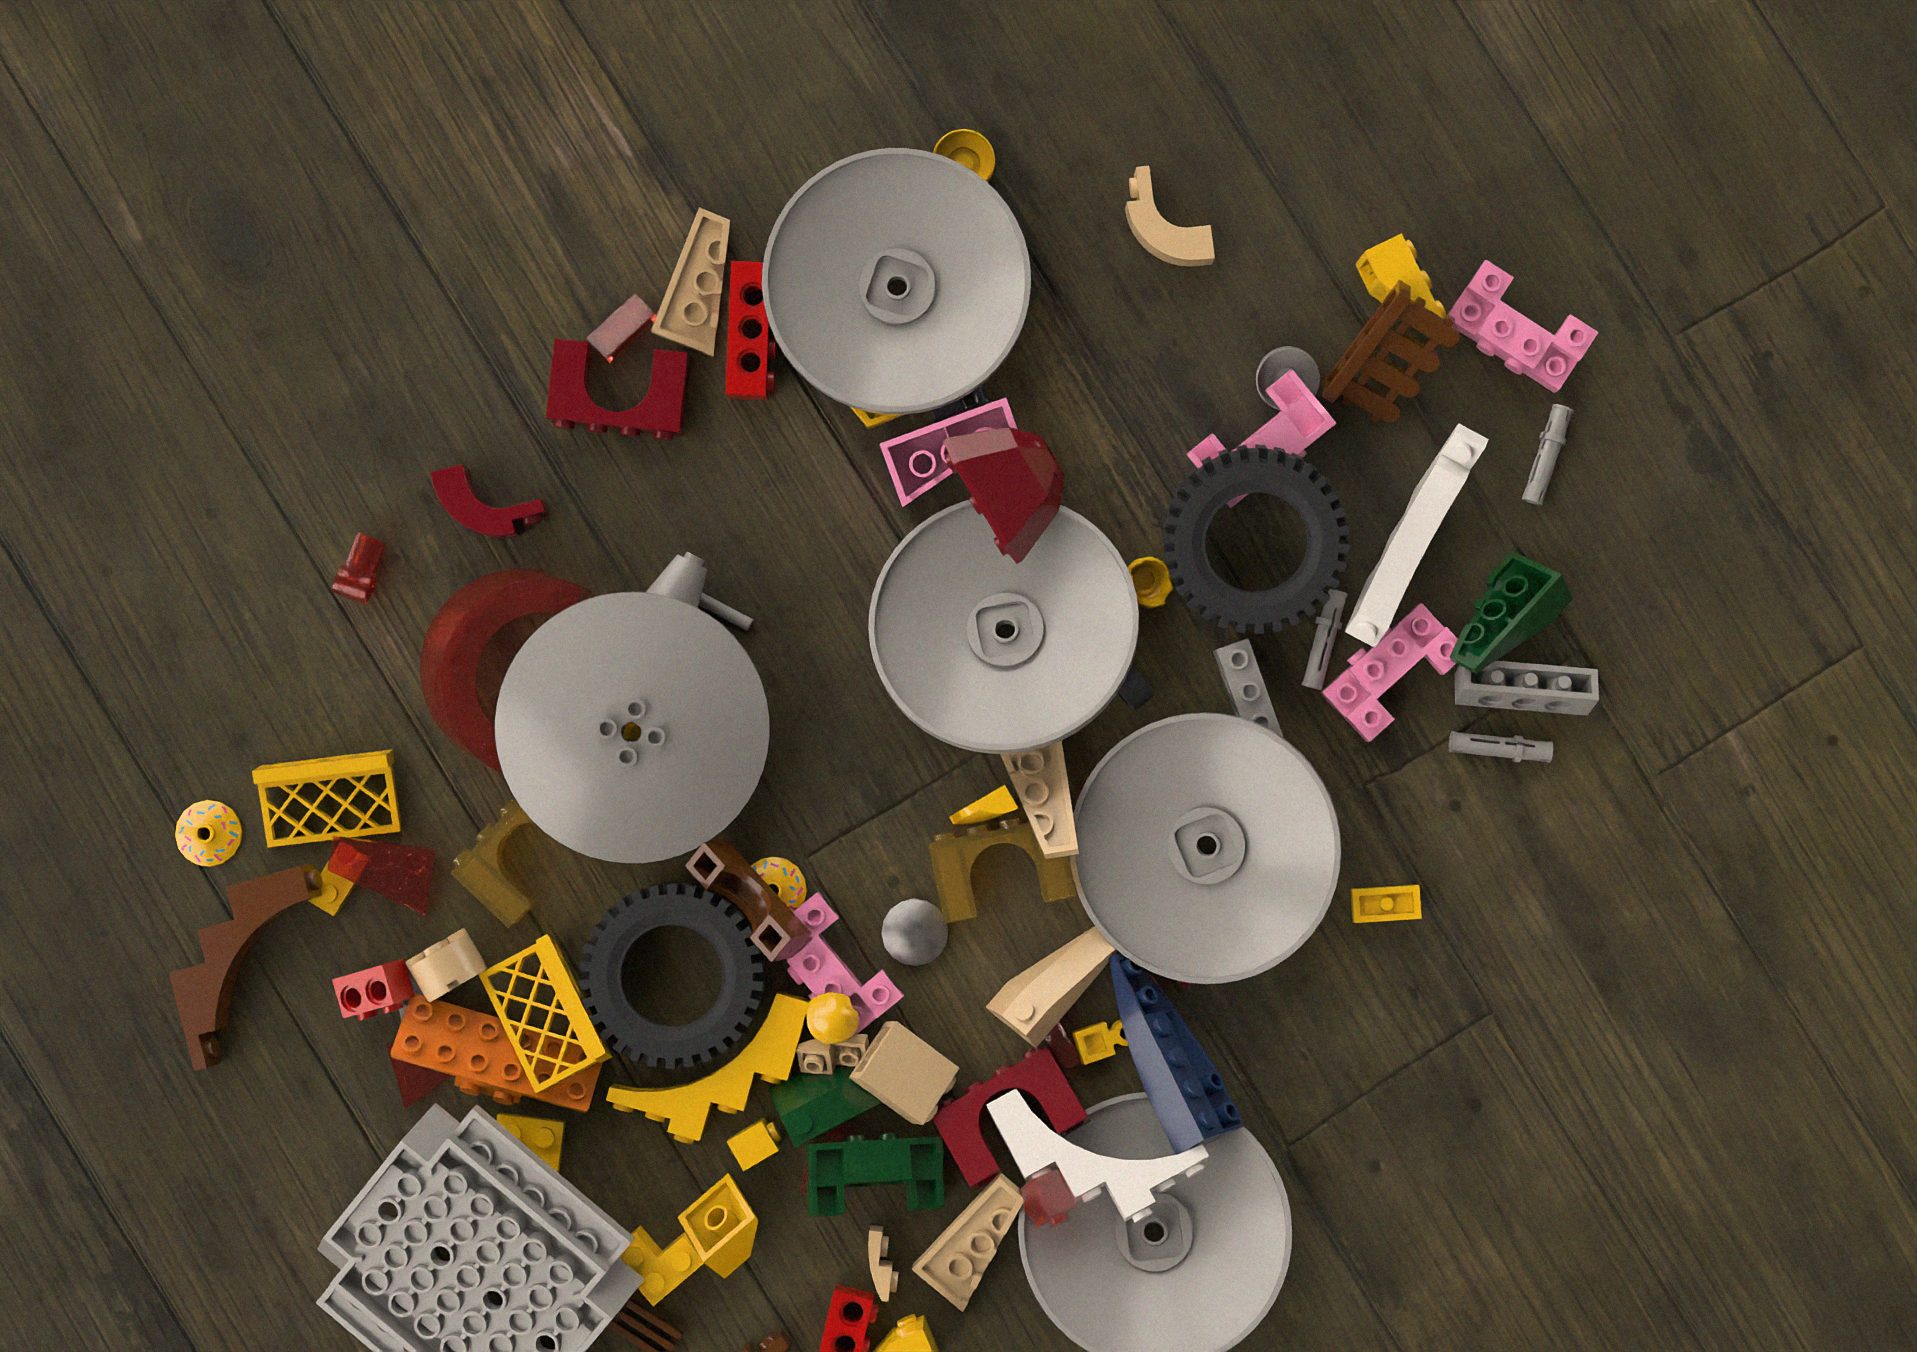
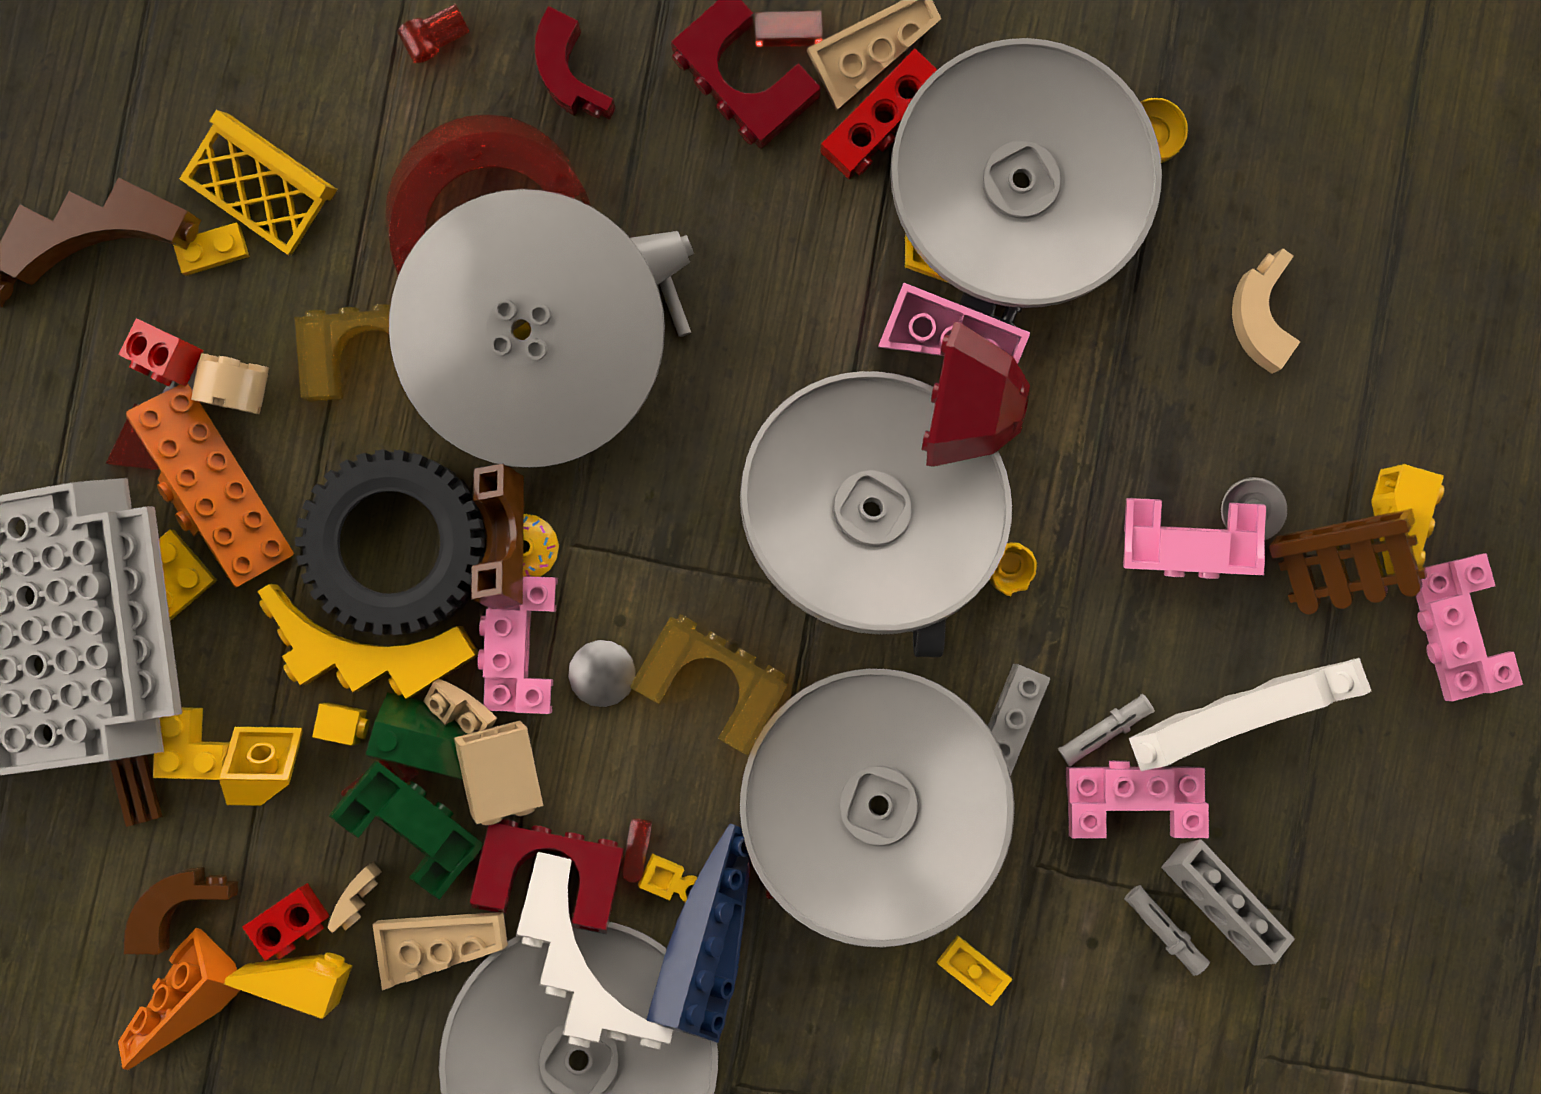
camera: 30 degrees right, 0 degrees up
(224, 833) = (156, 140): yellow dish -> none
(384, 867) = (251, 271): clear red wing -> none
(571, 1000) = (304, 479): yellow fence -> none
(832, 1018) = (480, 682): yellow hair -> none
(986, 808) = (740, 629): yellow slope -> none
(1045, 796) = (790, 659): tan wing -> none
(1047, 990) = (662, 806): tan wedge -> none
(1048, 1199) = (519, 966): clear red brick -> none
(1243, 473) = (1139, 541): black tyre -> none
(1516, 605) = (1273, 835): dark green wedge -> none
(1551, 442) = (1407, 737): light grey pin -> none

